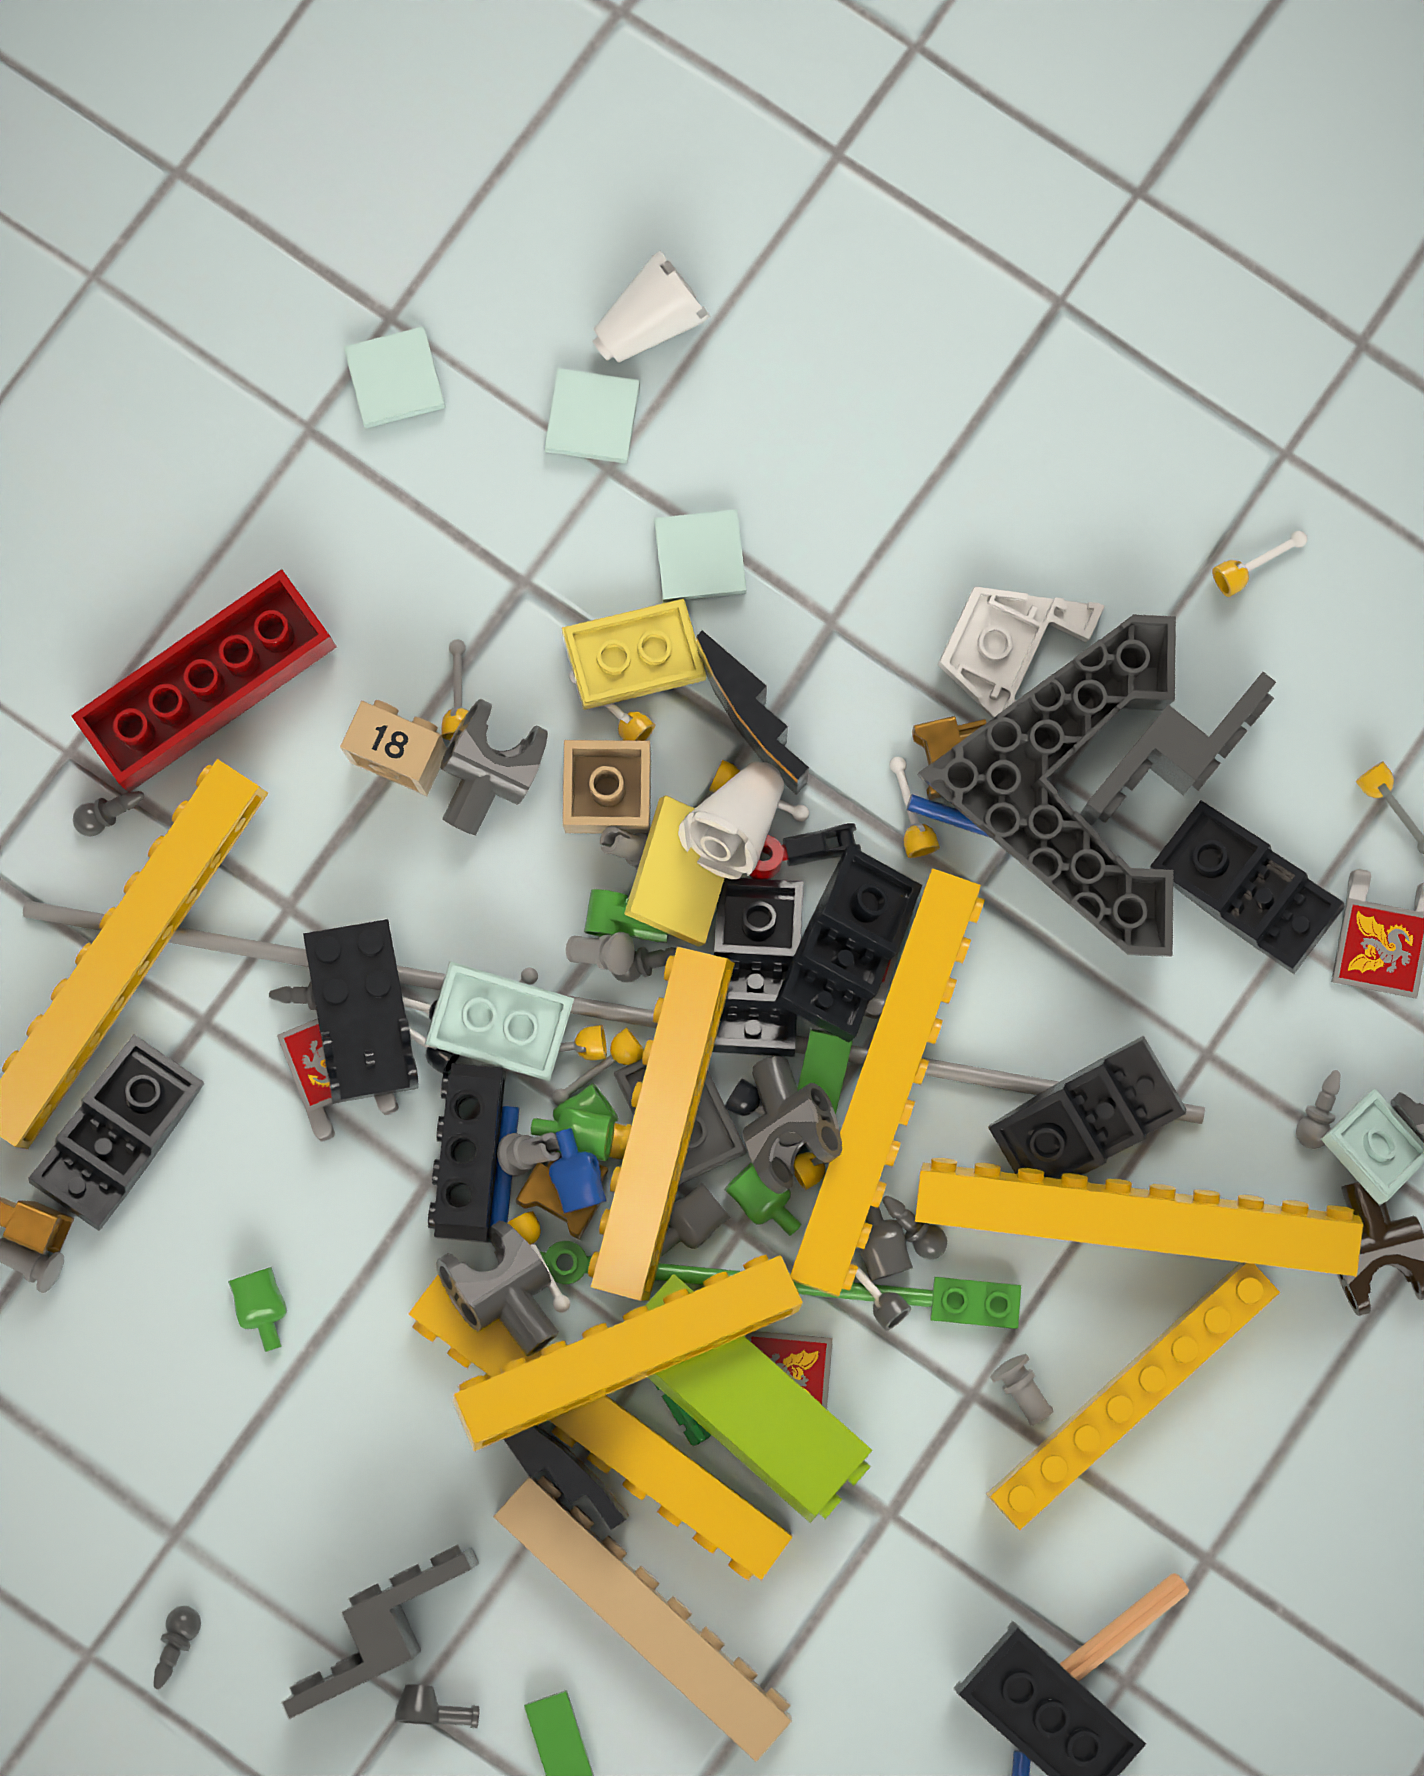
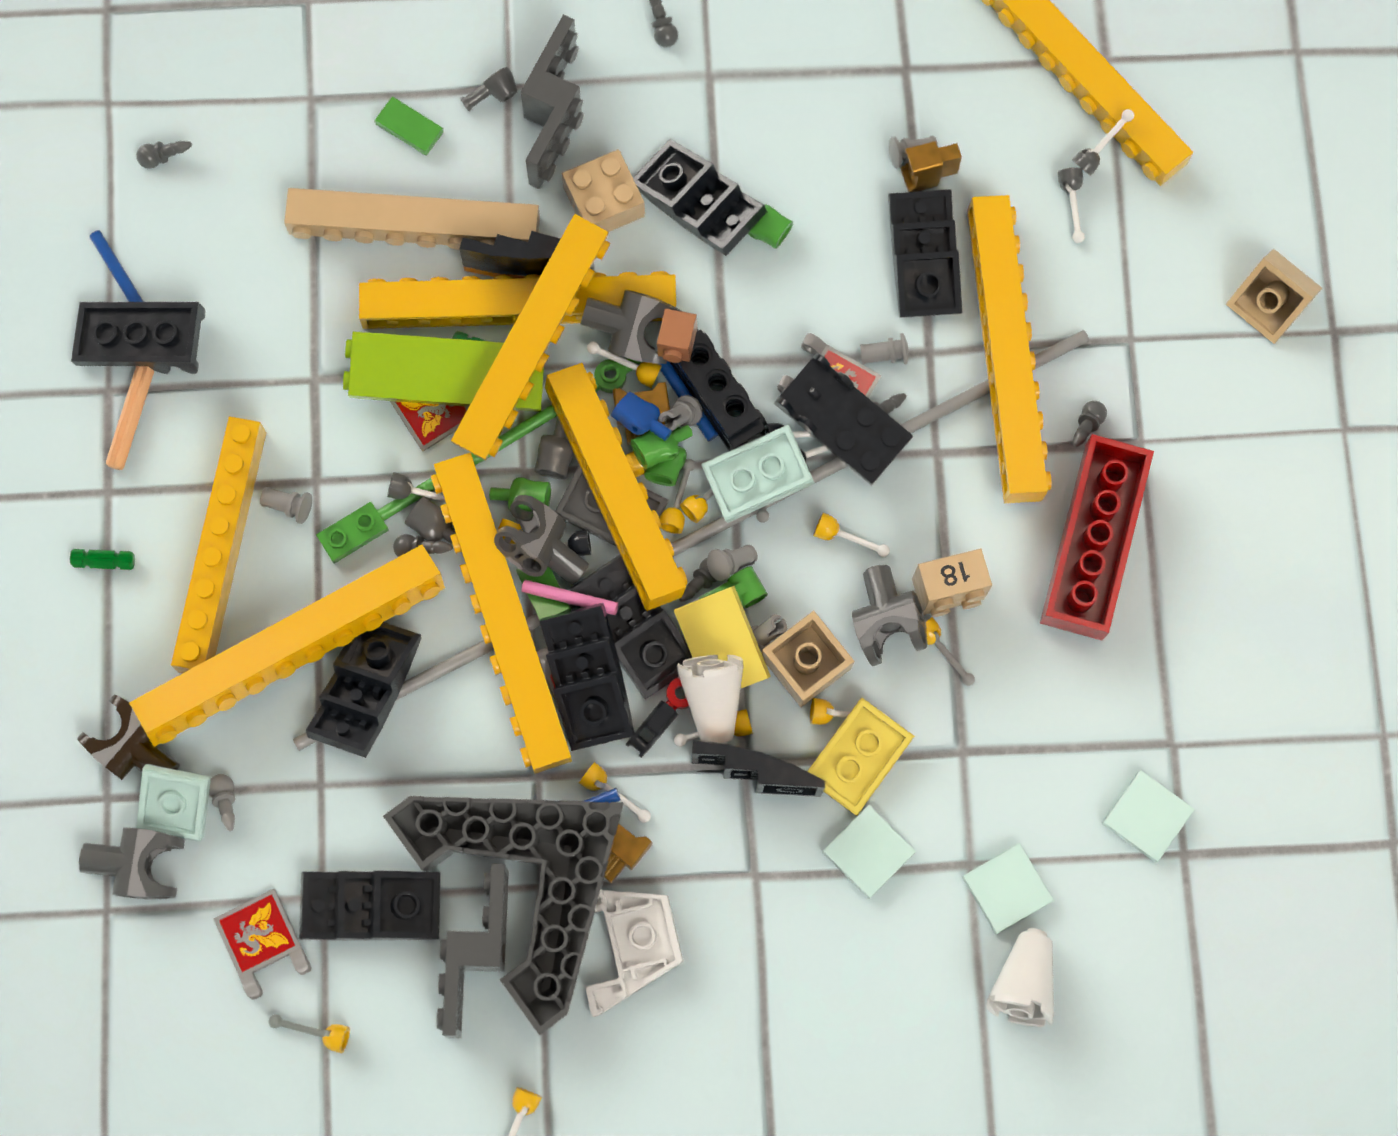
camera: 135 degrees right, 5 degrees down
(250, 1055) = (885, 351): none -> light grey pin
(307, 1393) = (698, 197): none -> black slope
(409, 1476) = (604, 192): none -> tan brick
(468, 1227) = (677, 336): none -> nougat brick
(470, 911) = (829, 528): none -> hinge
(804, 1043) = (567, 596): none -> bright pink bar
(1268, 1482) = (102, 559): none -> green axle

